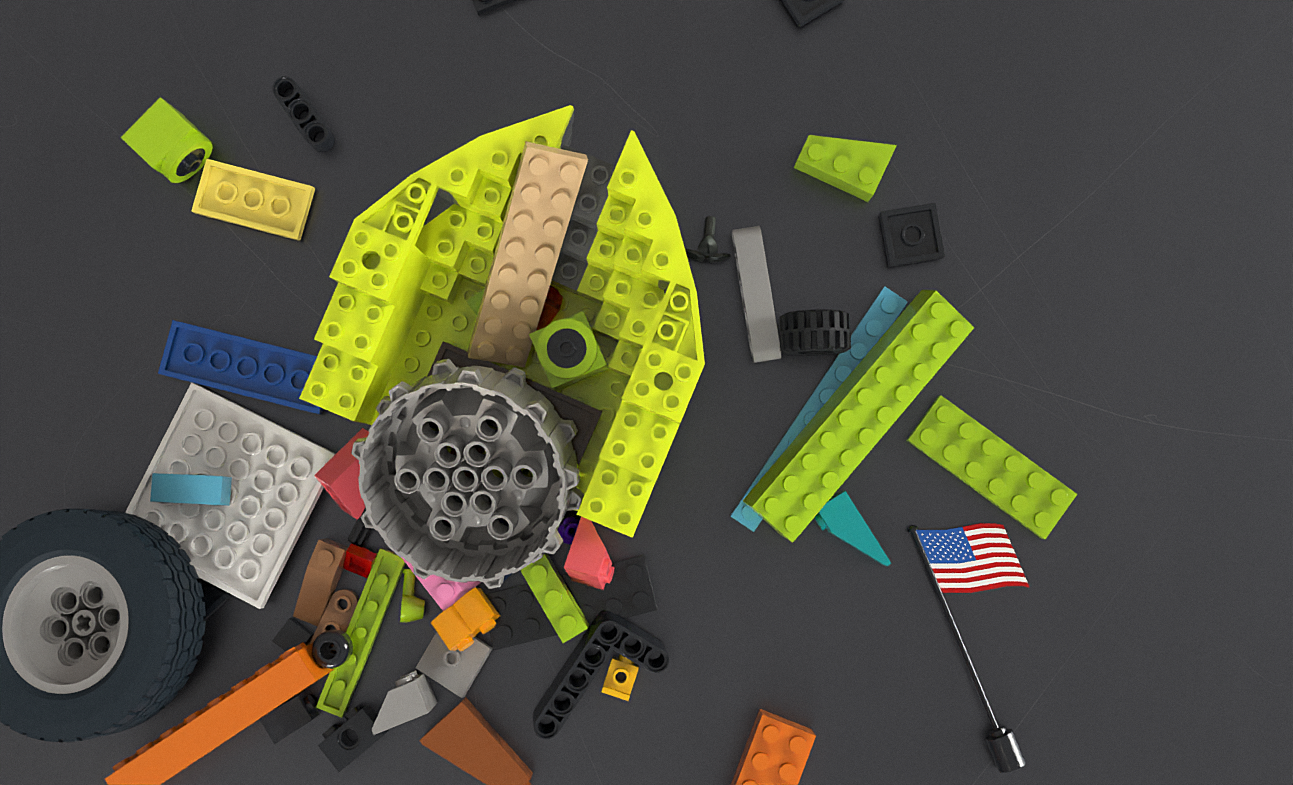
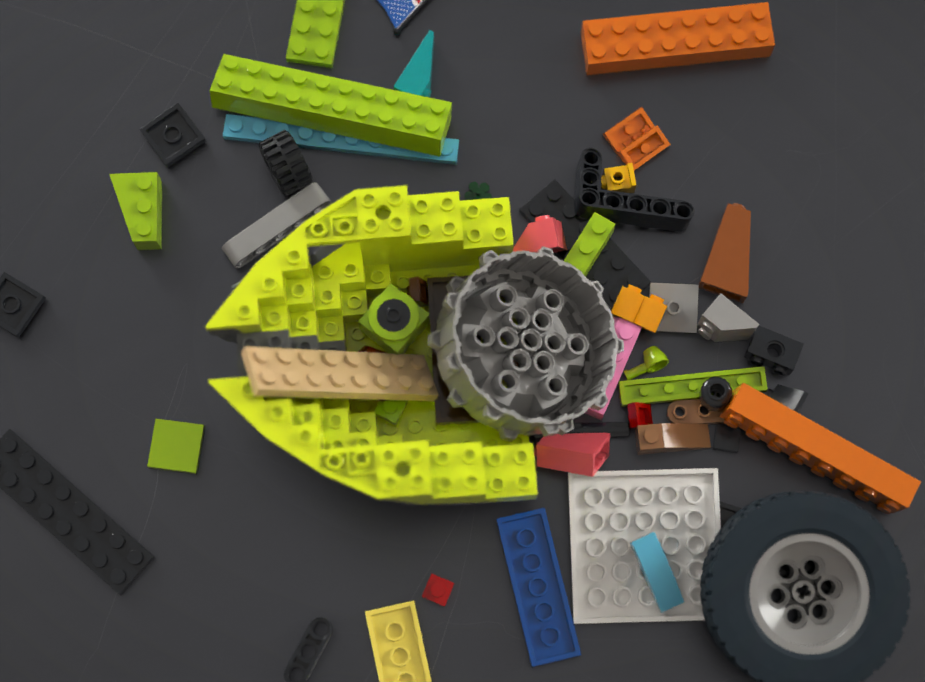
camera: 120 degrees left, 10 degrees down
(298, 269) = (438, 590): none -> red plate
(576, 83) = (176, 446): none -> lime tile
(591, 393) = (418, 291): none -> reddish brown plate
(658, 722) = (636, 139): none -> orange slope
(684, 521) = (477, 192): none -> dark green plant

